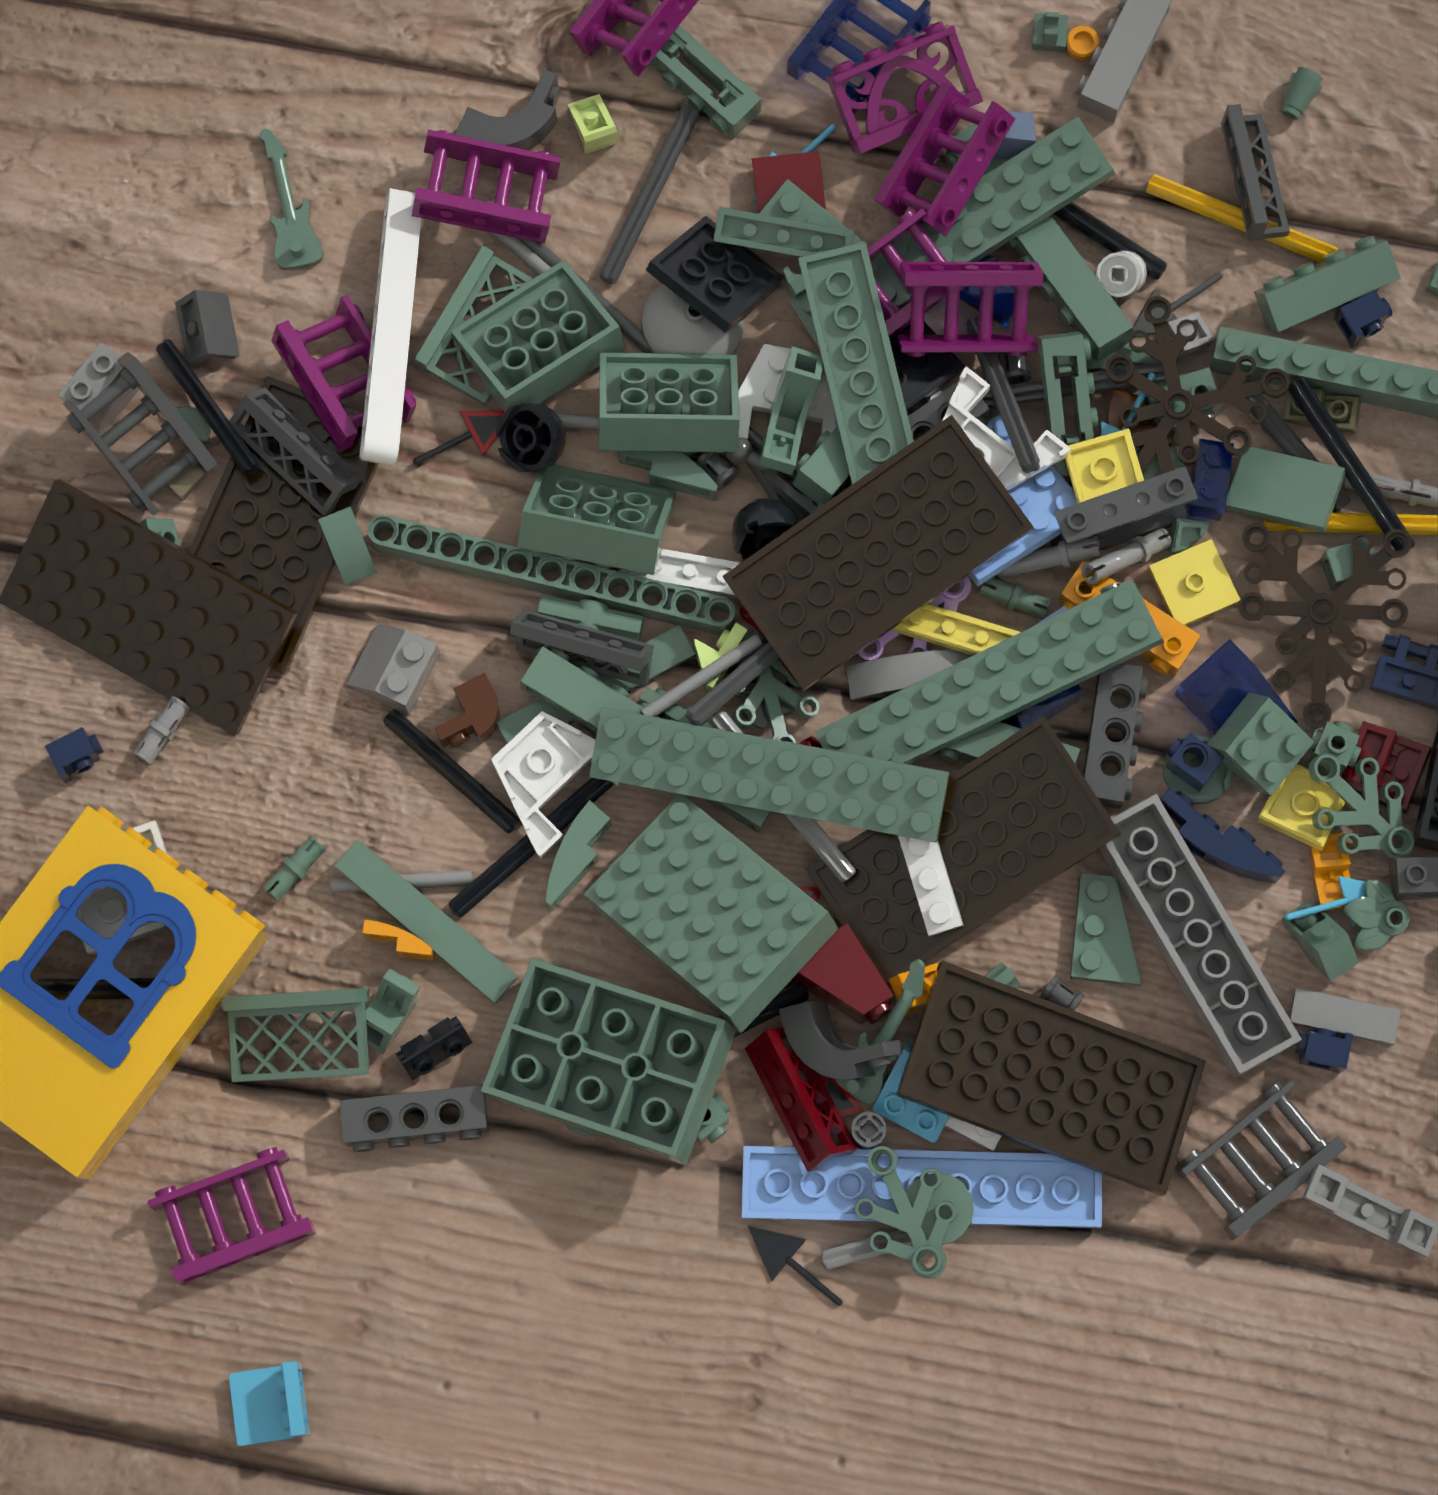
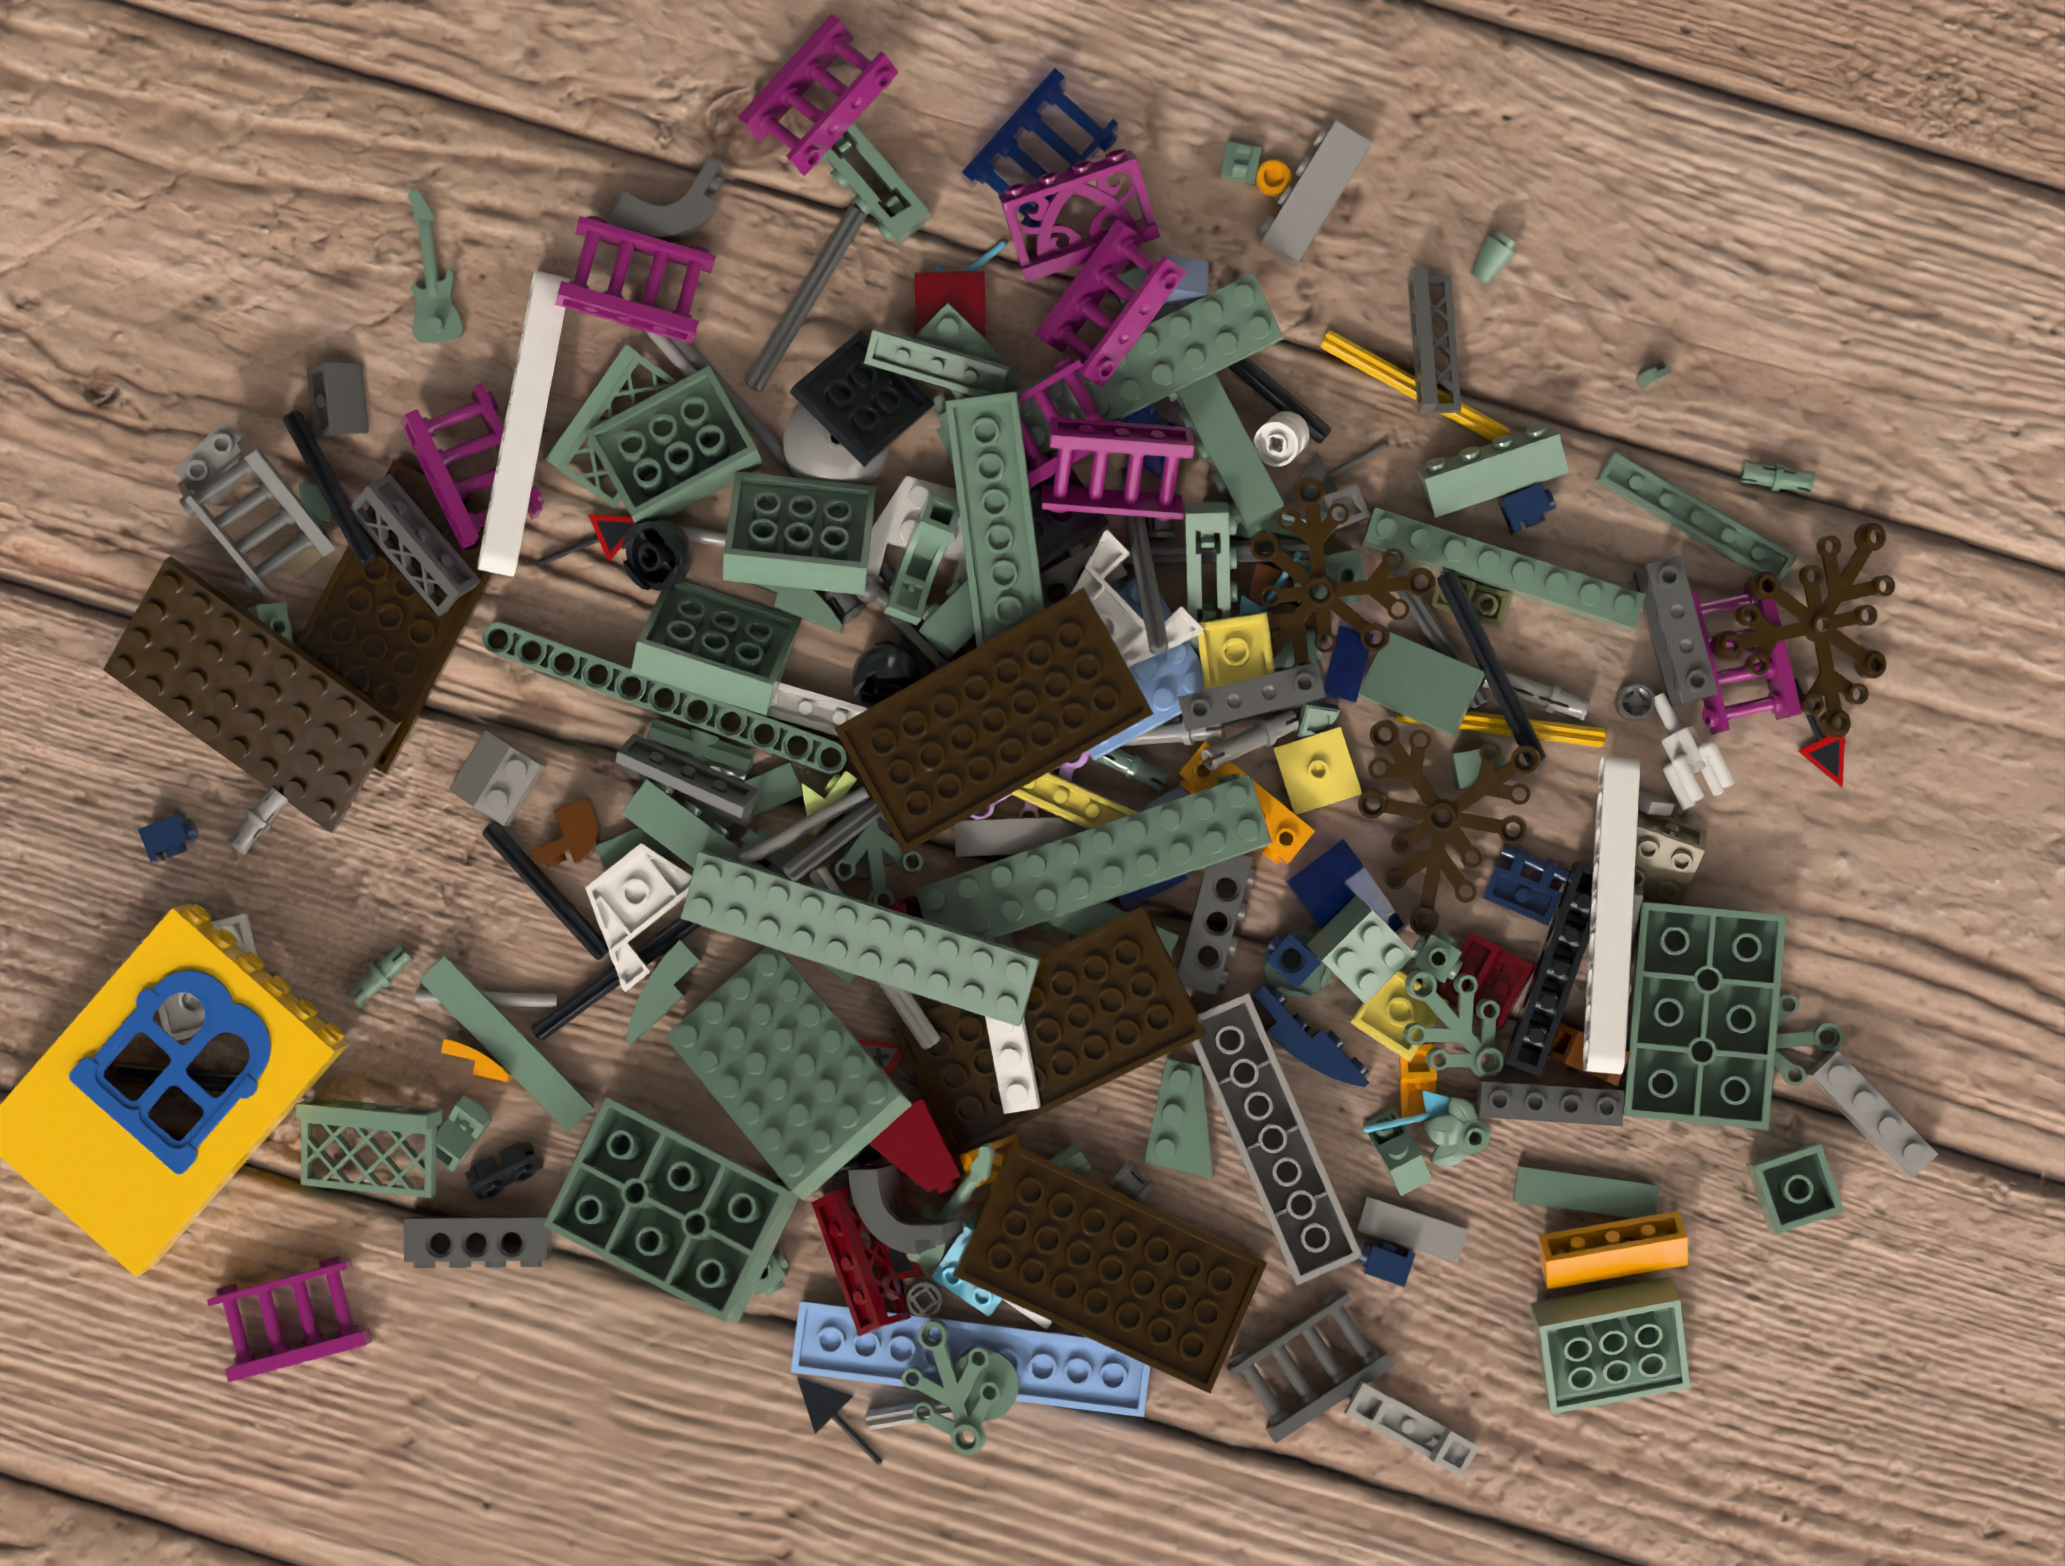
camera: 10 degrees right, 10 degrees up
(269, 1404) = (312, 1507): medium azure bracket -> none
(347, 545) = (460, 649): sand green slope -> none
(593, 123) = (753, 217): yellowish green slope -> none

